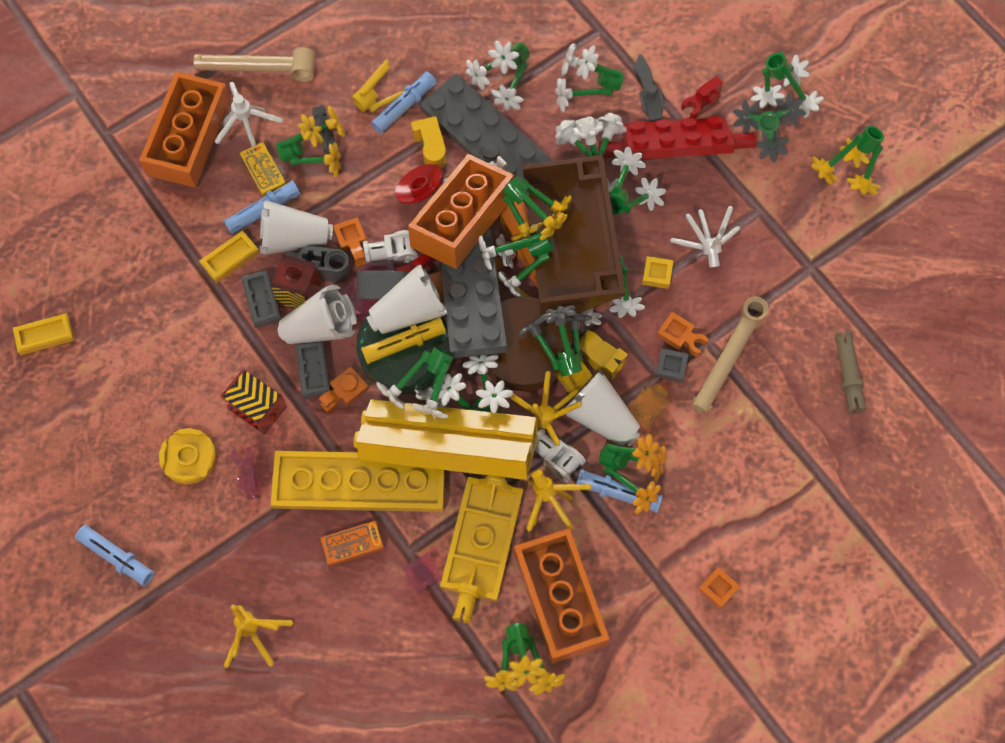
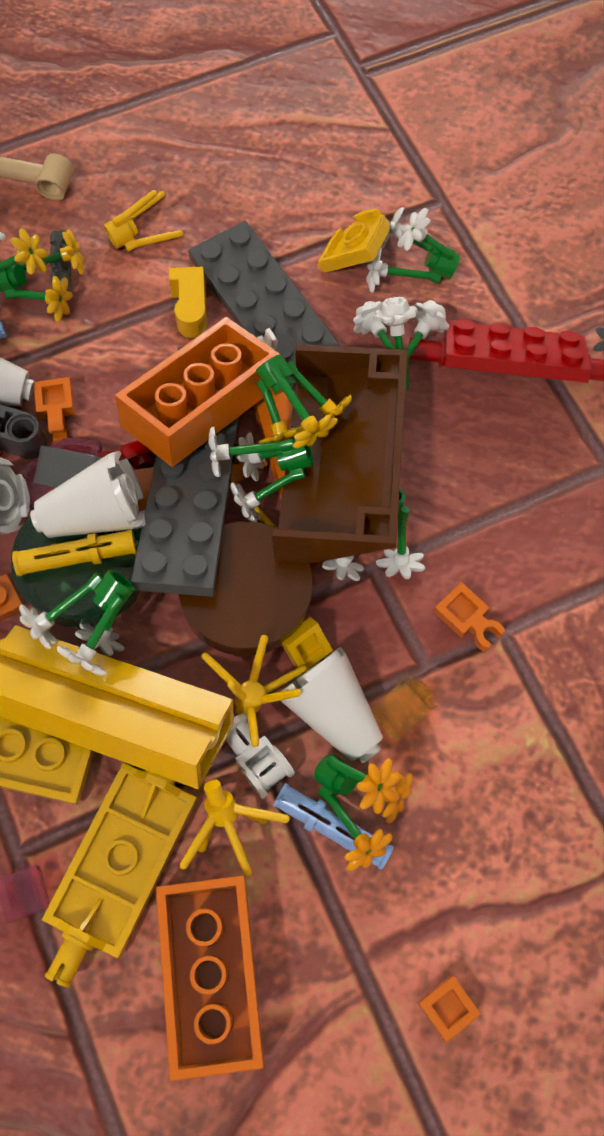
camera: 10 degrees right, 0 degrees up
(391, 249) = (99, 426): white connector -> none
(411, 95) = (175, 241): light blue pin -> none
(419, 184) = (157, 348): red dish -> none
(490, 396) = (174, 660): white plant -> none
(506, 57) = (323, 212): white plant -> none
(519, 642) = (132, 1032): yellow plant -> none
(544, 76) = (357, 242): none -> yellow tile
(570, 359) = (297, 626): plant -> none
(601, 355) = (349, 623): yellow leg -> none
(619, 197) = (418, 411): white plant -> none
(651, 97) = (490, 294): dark grey piece -> none
(657, 272) = (452, 524): yellow plate -> none
(672, 365) = (446, 657): dark grey plate -> none
(705, 95) = (563, 303): red plate -> none
(709, 245) = (532, 501): white plant -> none
(730, 354) = (531, 657): tan piece -> none

